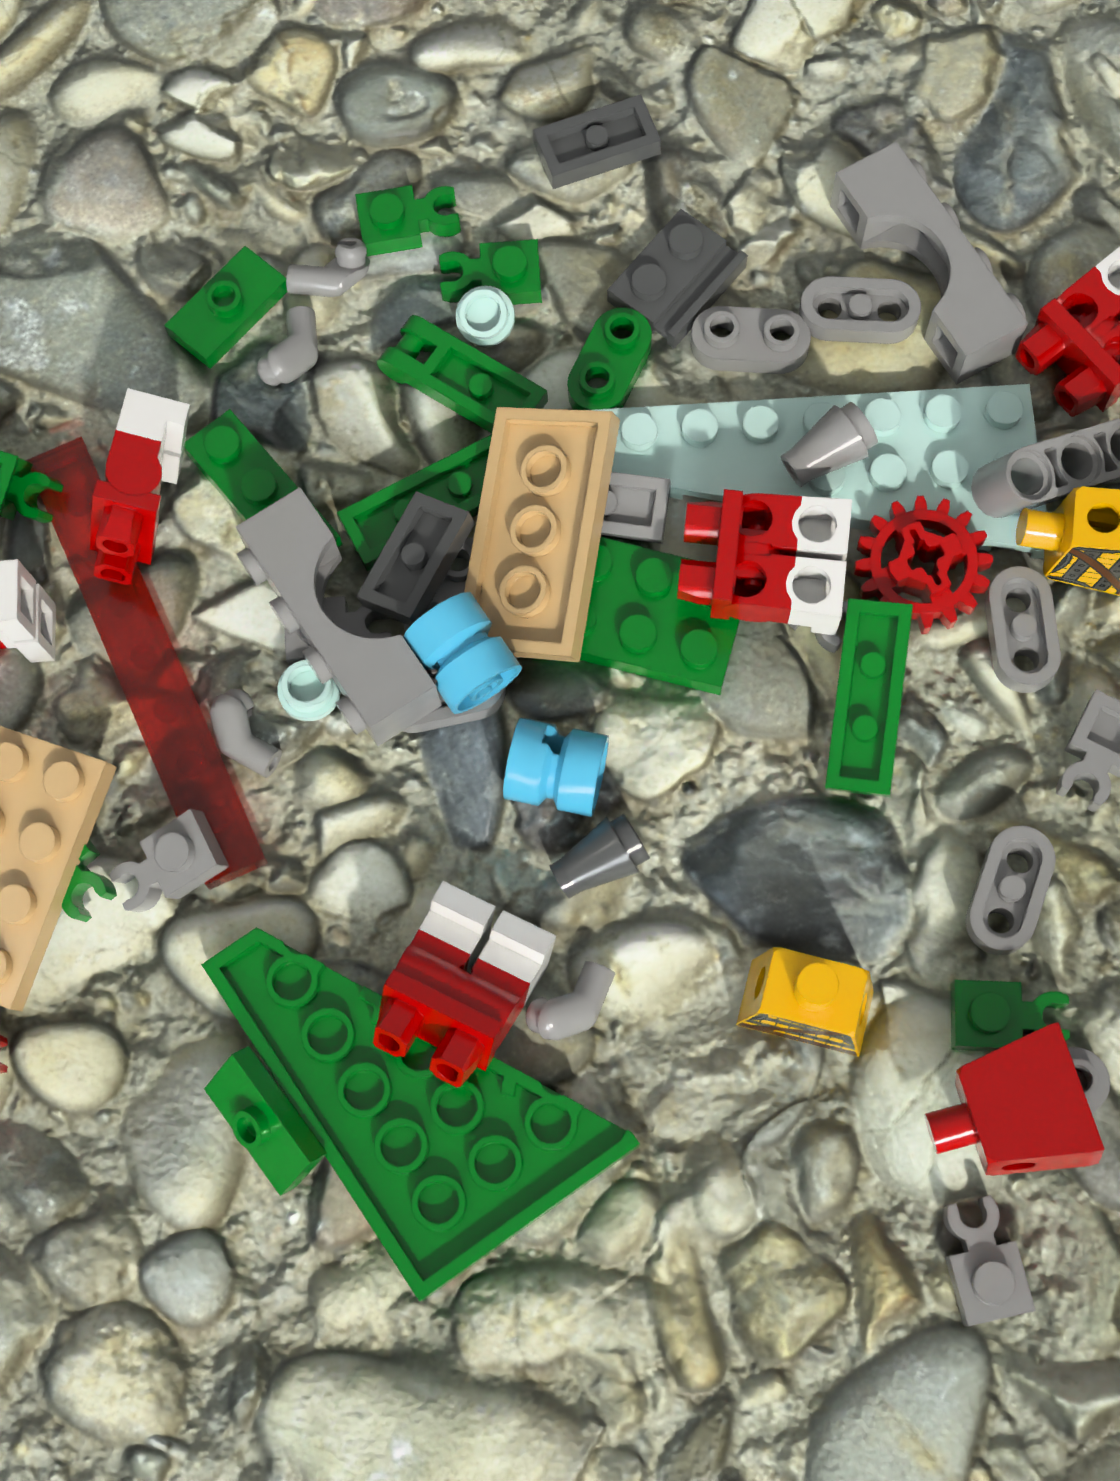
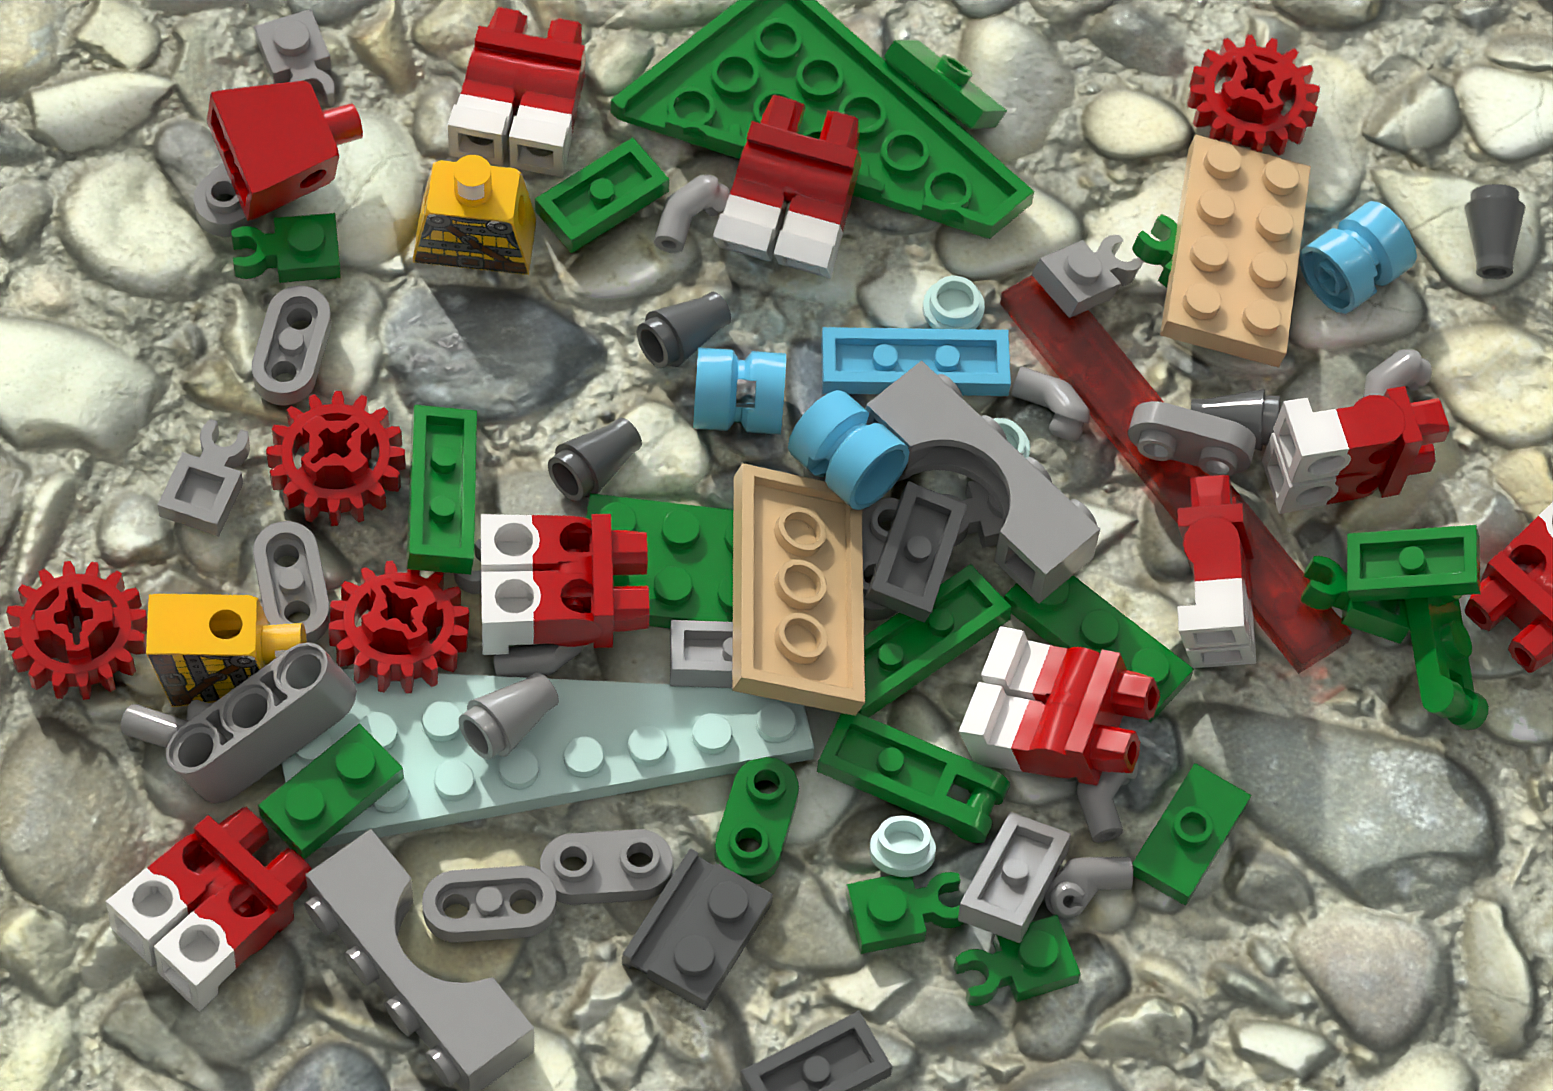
camera: 160 degrees right, 10 degrees down
(64, 686) = (1250, 409): none -> dark grey cone
(98, 635) = (1191, 437): none -> light grey plate
(317, 853) = (953, 304): none -> light aqua plate
(319, 399) = (1056, 710): none -> red hips
(370, 789) = (876, 357): none -> medium azure plate
(392, 269) = (1014, 877): none -> light grey plate
(664, 1030) = (601, 195): none -> green plate
(712, 723) = (593, 459): none -> dark grey cone
(734, 1193) = (523, 73): none -> hips
(986, 772) = (336, 458): none -> red gear
(998, 404) = (331, 791): none -> green plate

